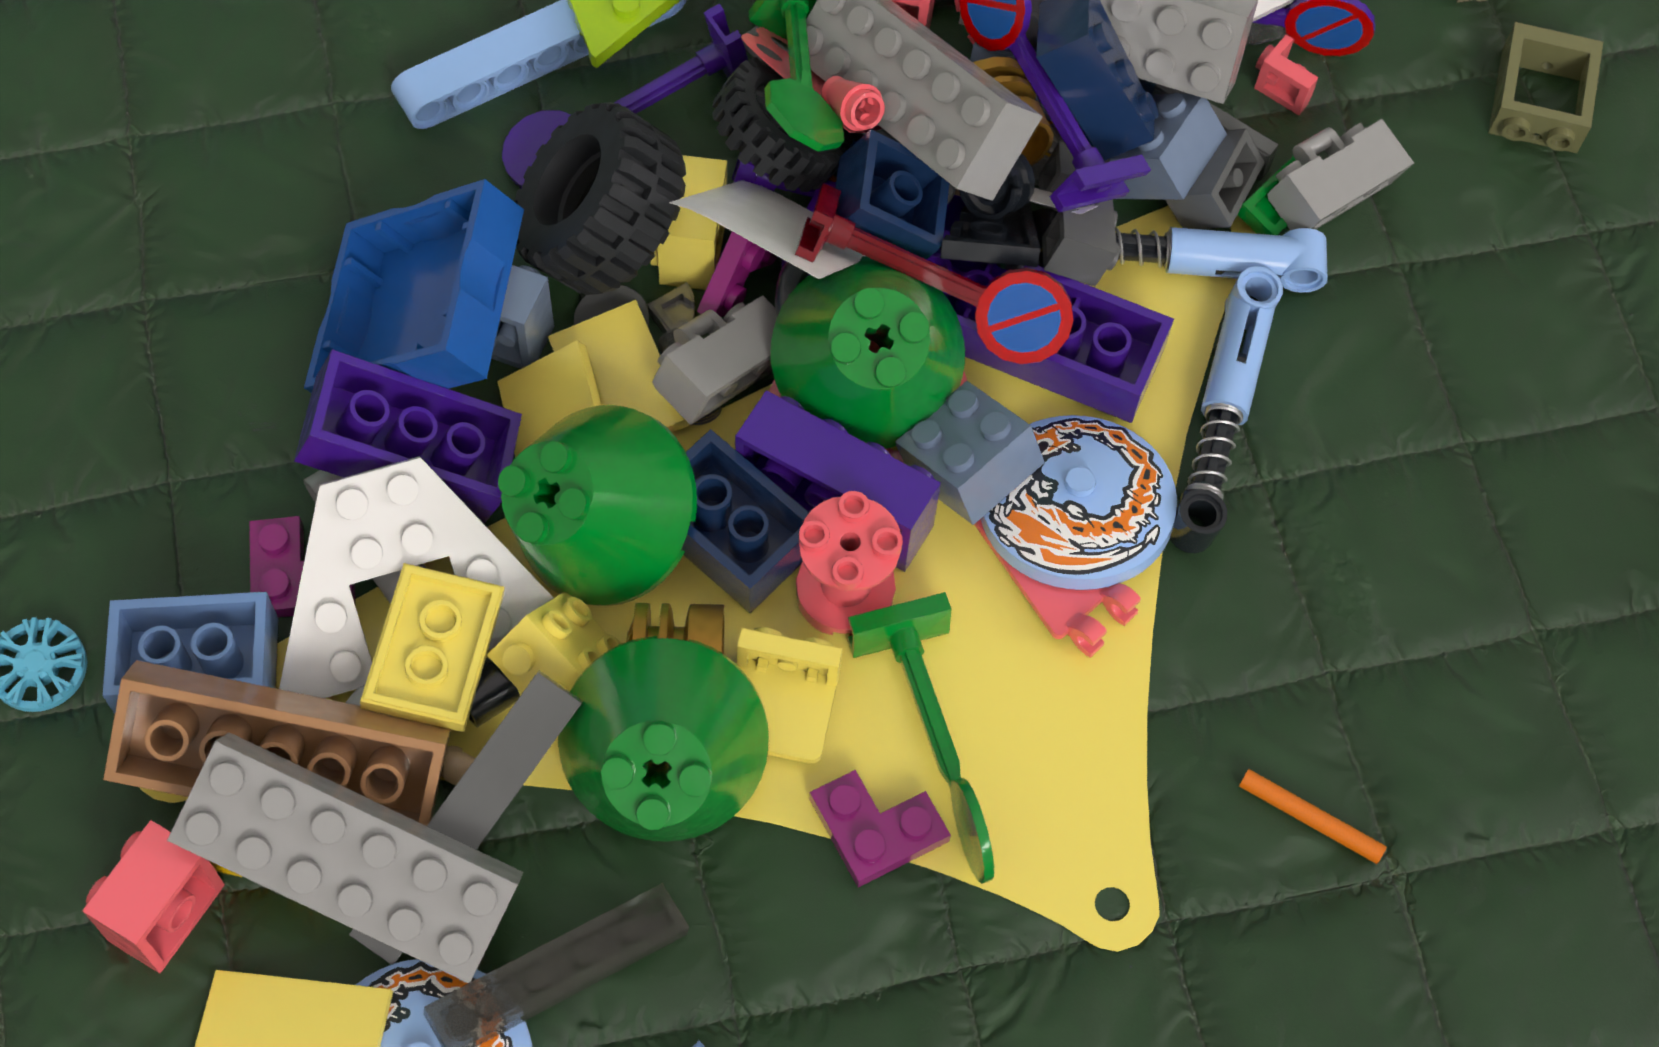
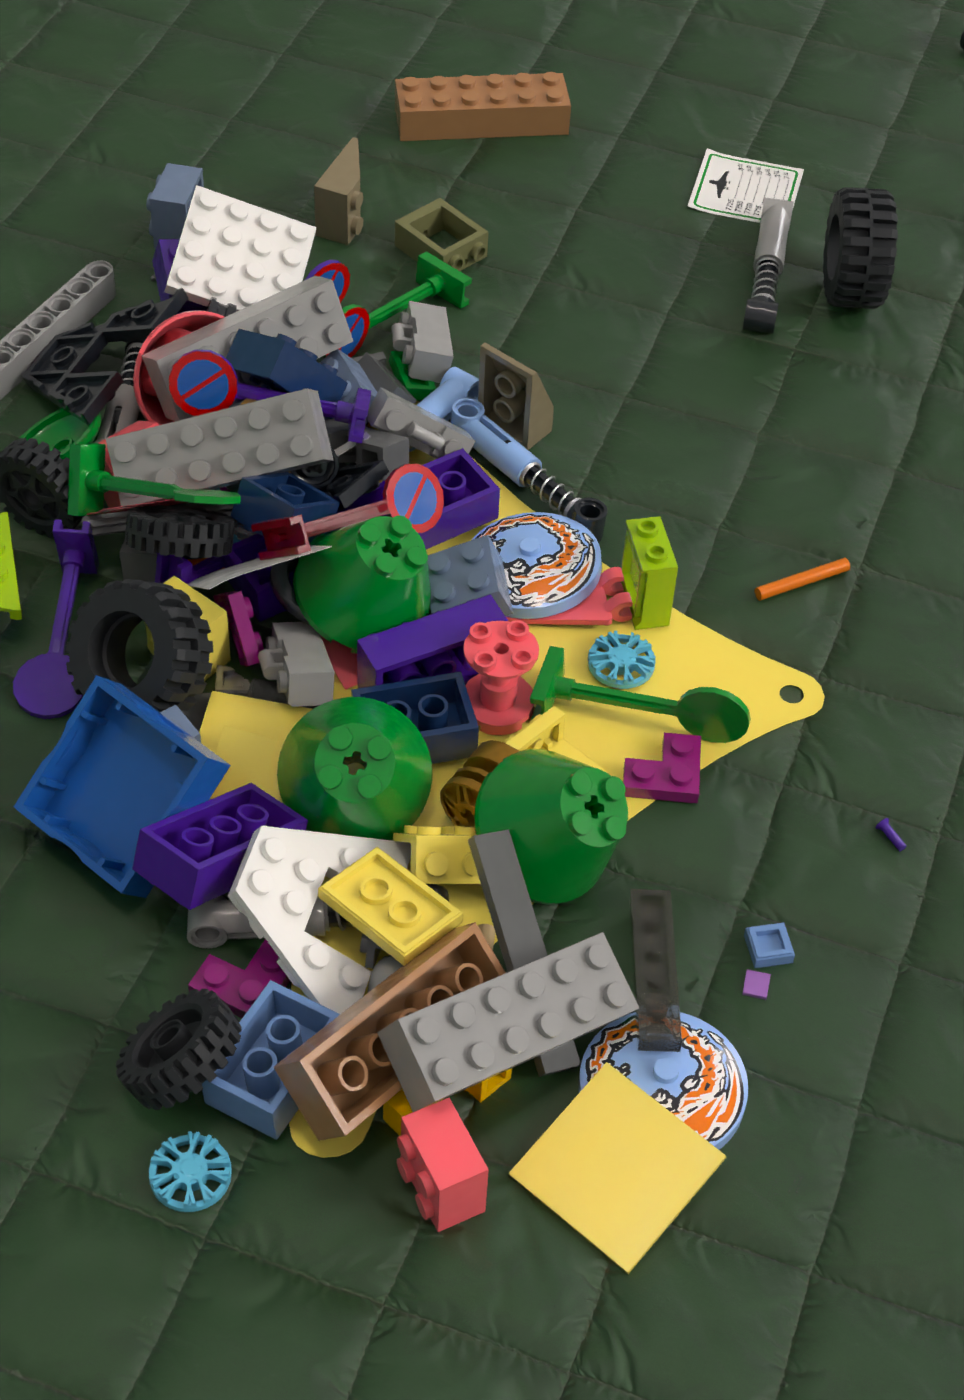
camera: 55 degrees left, 15 degrees down
(135, 561) = (178, 1049): none -> black wheel
(855, 103) = (216, 474): coral cone -> none
(1010, 682) = (621, 660): none -> medium azure wheel
(1154, 606) = (649, 572): none -> lime window
(1168, 255) = (422, 427): none -> light grey piece
(1287, 90) = (434, 279): none -> green piece
(1315, 327) = (514, 397): none -> dark tan slope

